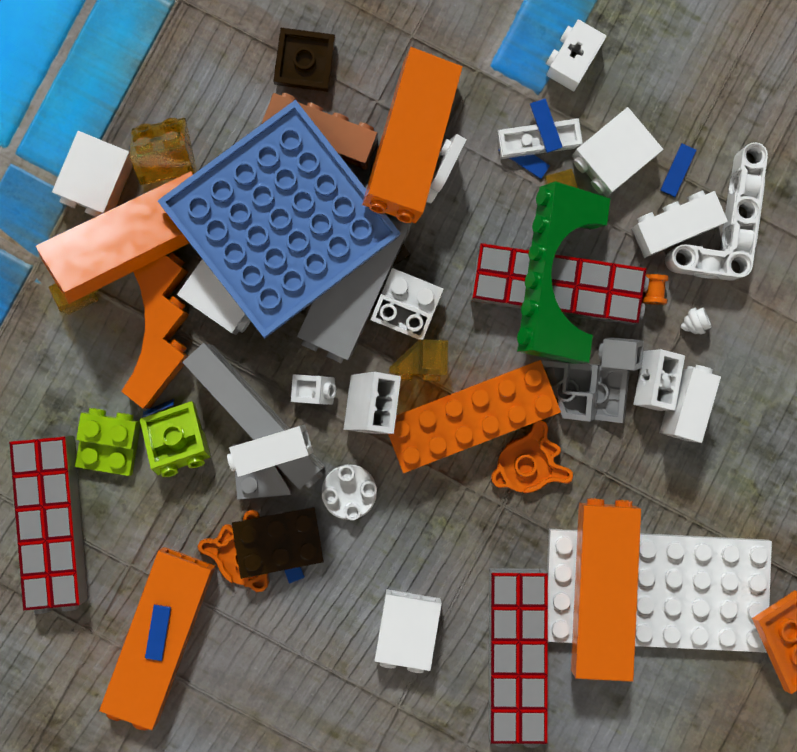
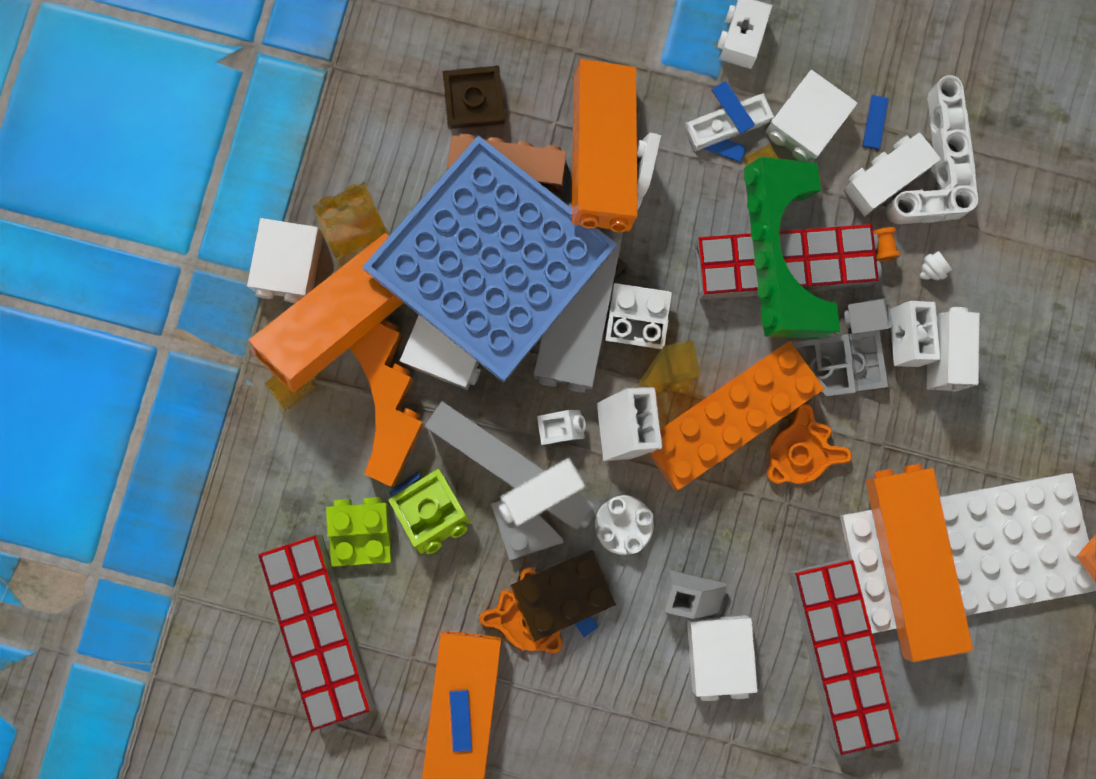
camera: 15 degrees left, 5 degrees down
(393, 570) = (691, 595): none -> light grey slope

